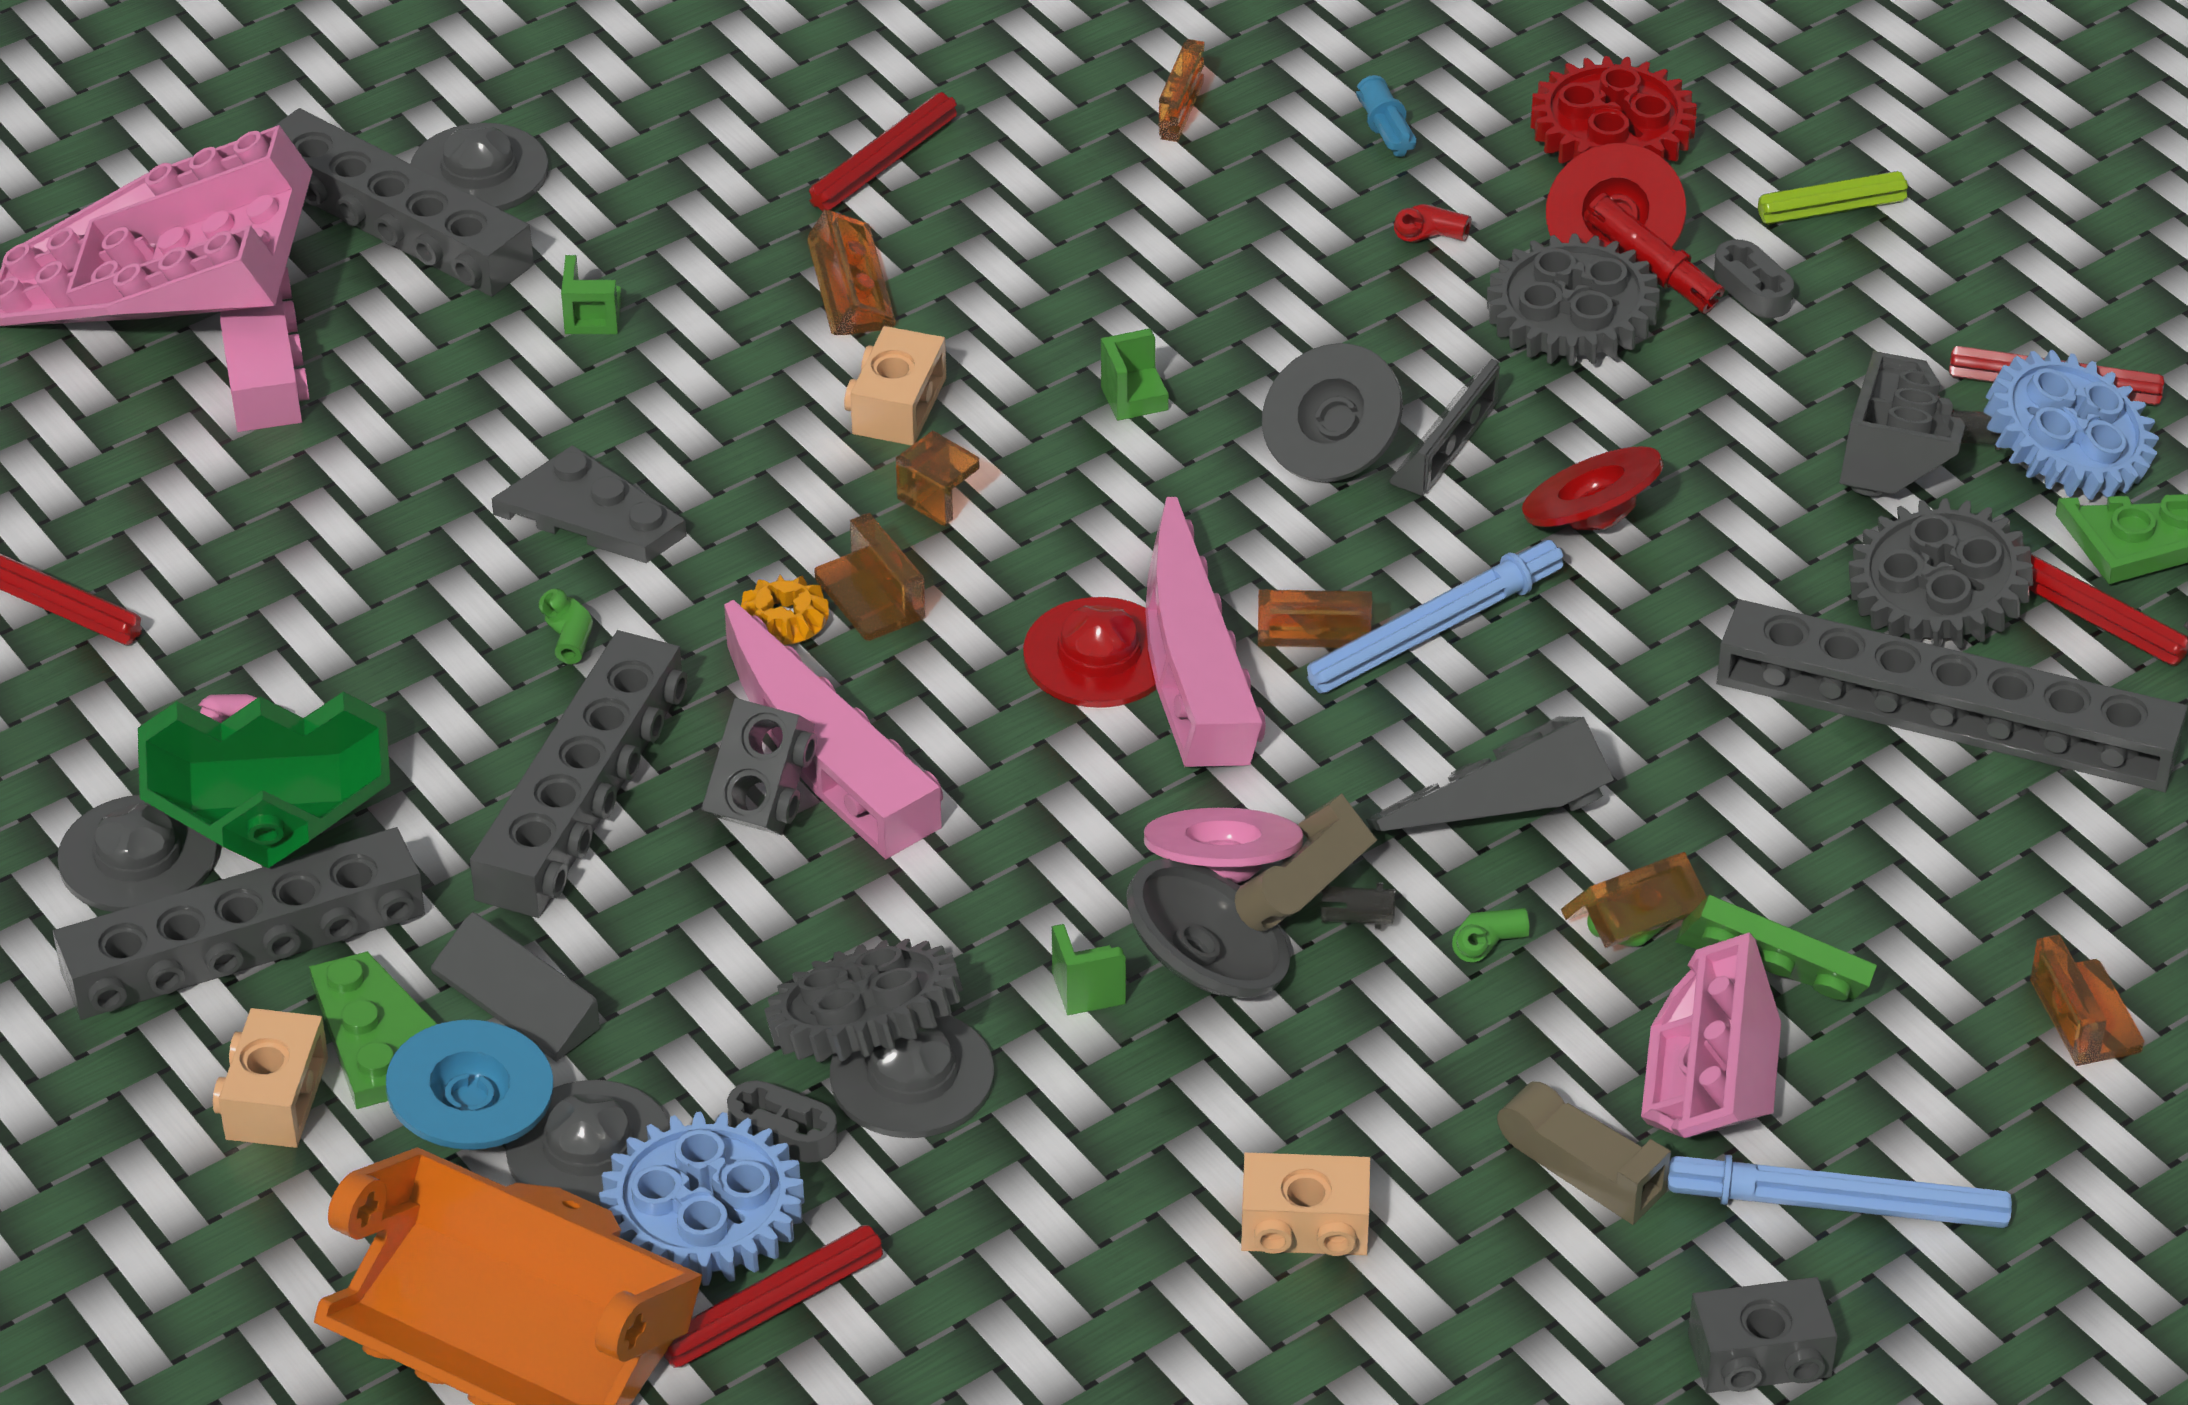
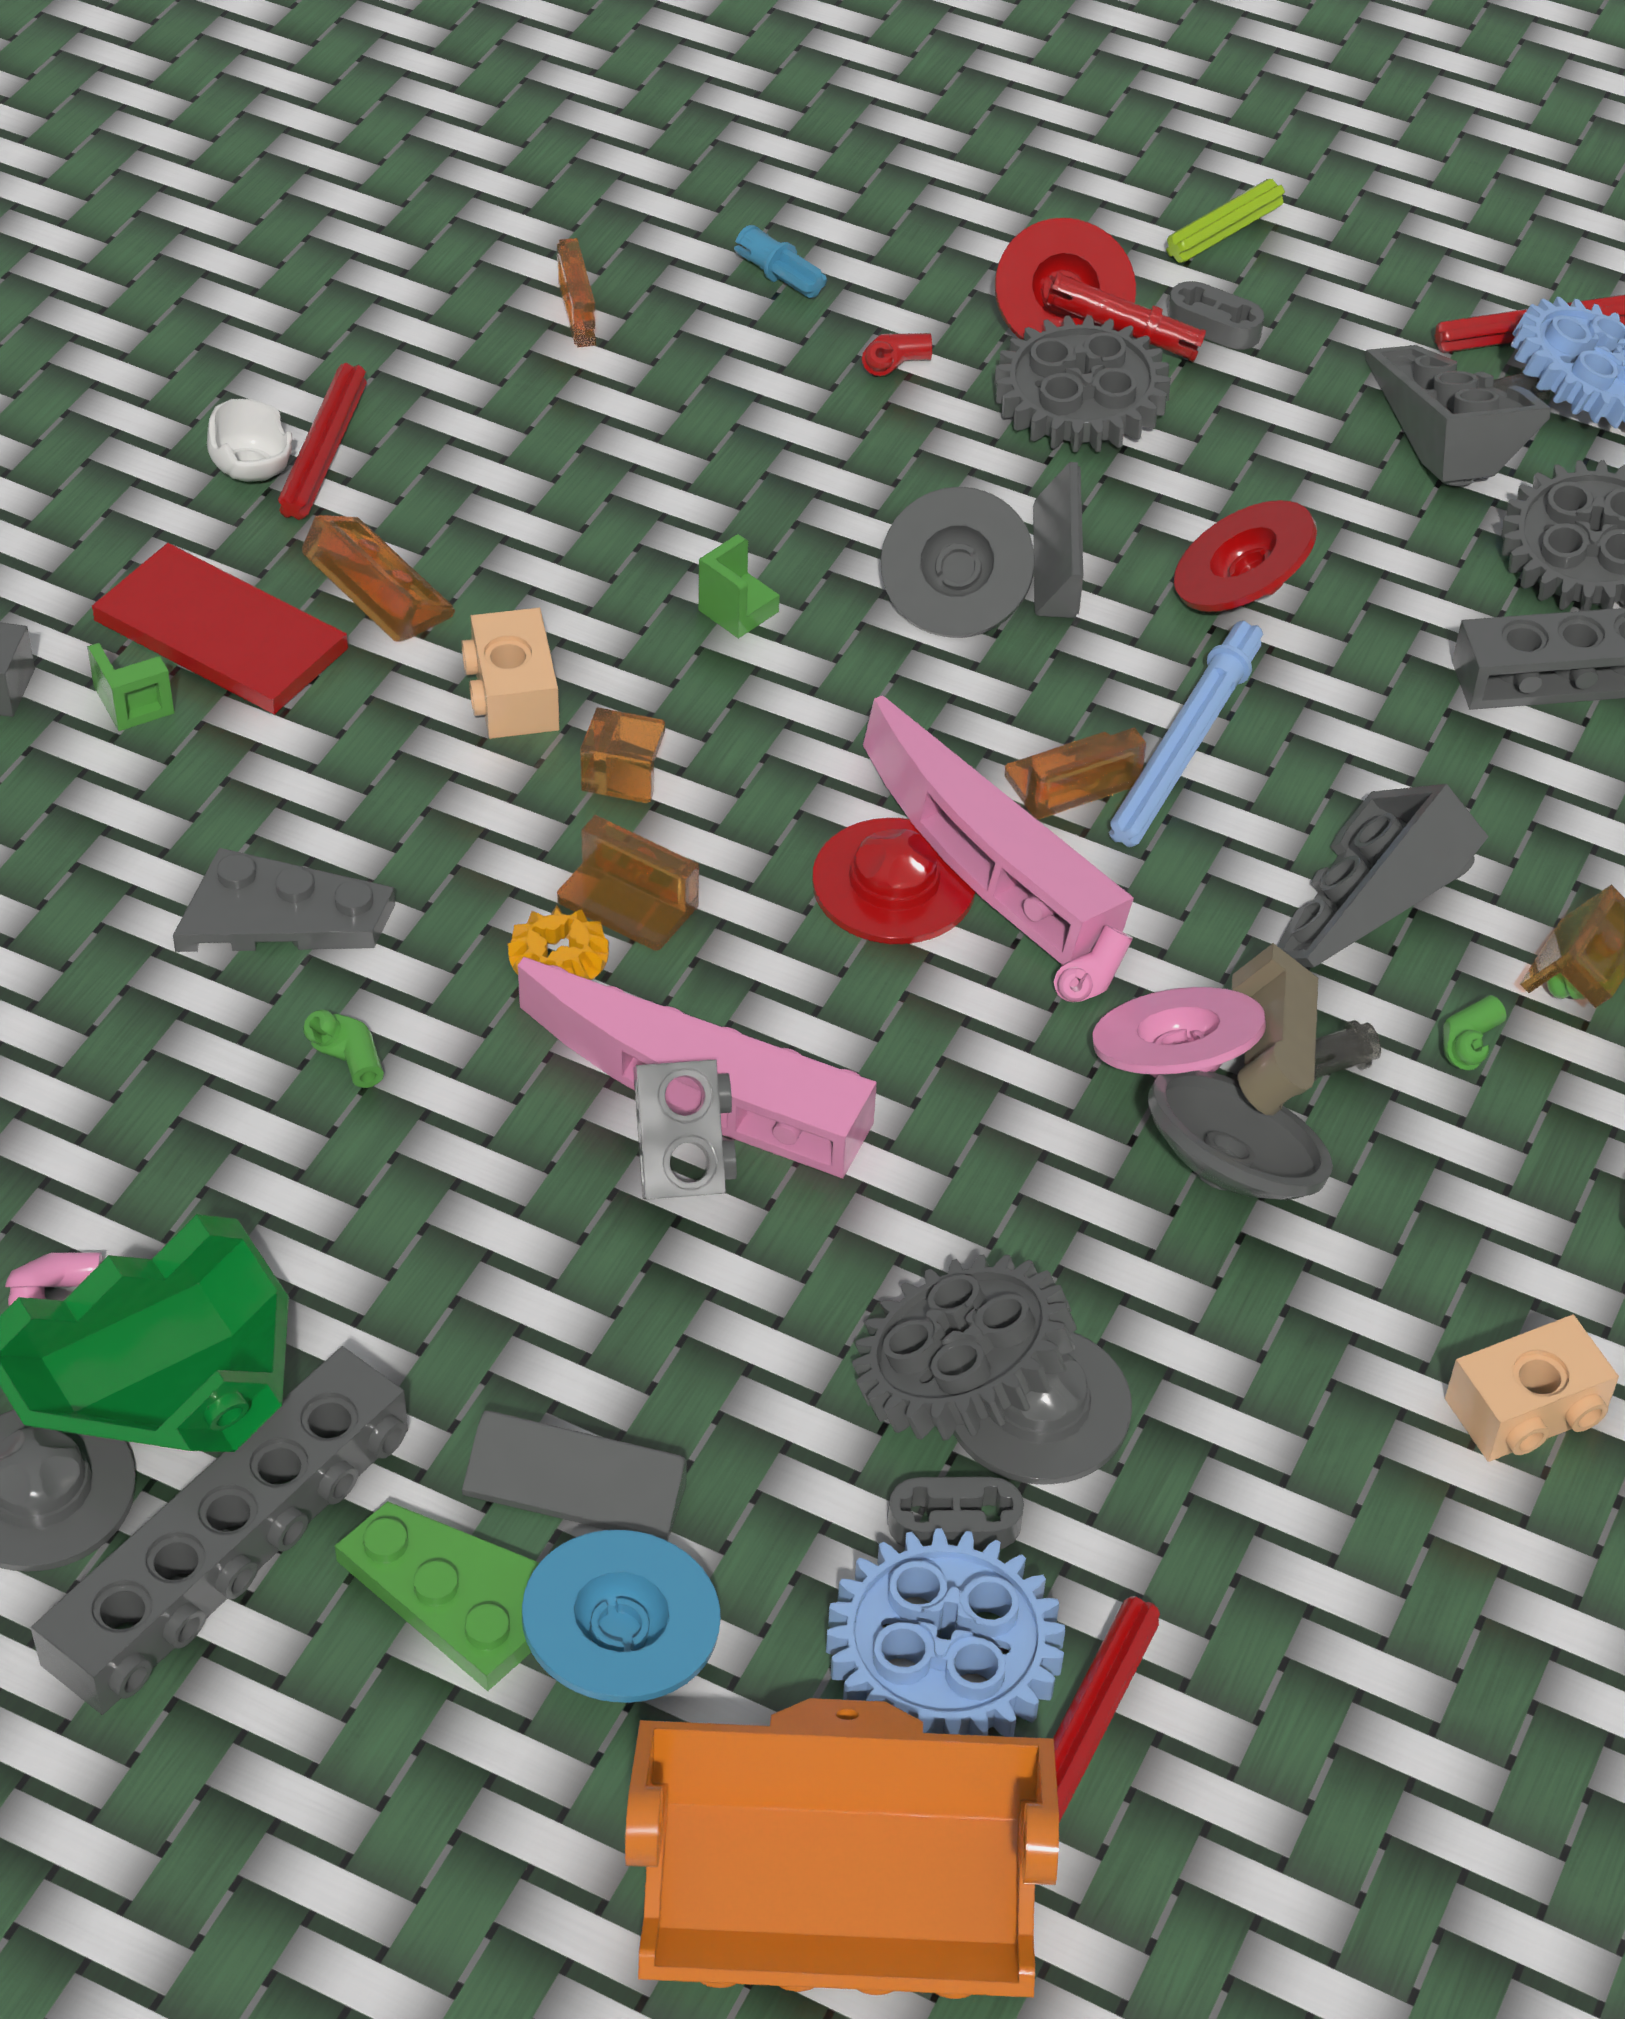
camera: 30 degrees left, 5 degrees up
(271, 1077) = (394, 1737): light nougat brick -> none
(578, 774) = (480, 1211): dark grey brick -> none
(581, 1134) = (771, 1626): dark grey hat -> none
(696, 277) = (220, 627): none -> red tile
(813, 131) = (248, 440): none -> white hair
(1087, 977) = (1140, 1226): bright green panel -> none
(1202, 774) = (1094, 971): none -> bright pink arm
(1612, 106) = (982, 198): red gear -> none

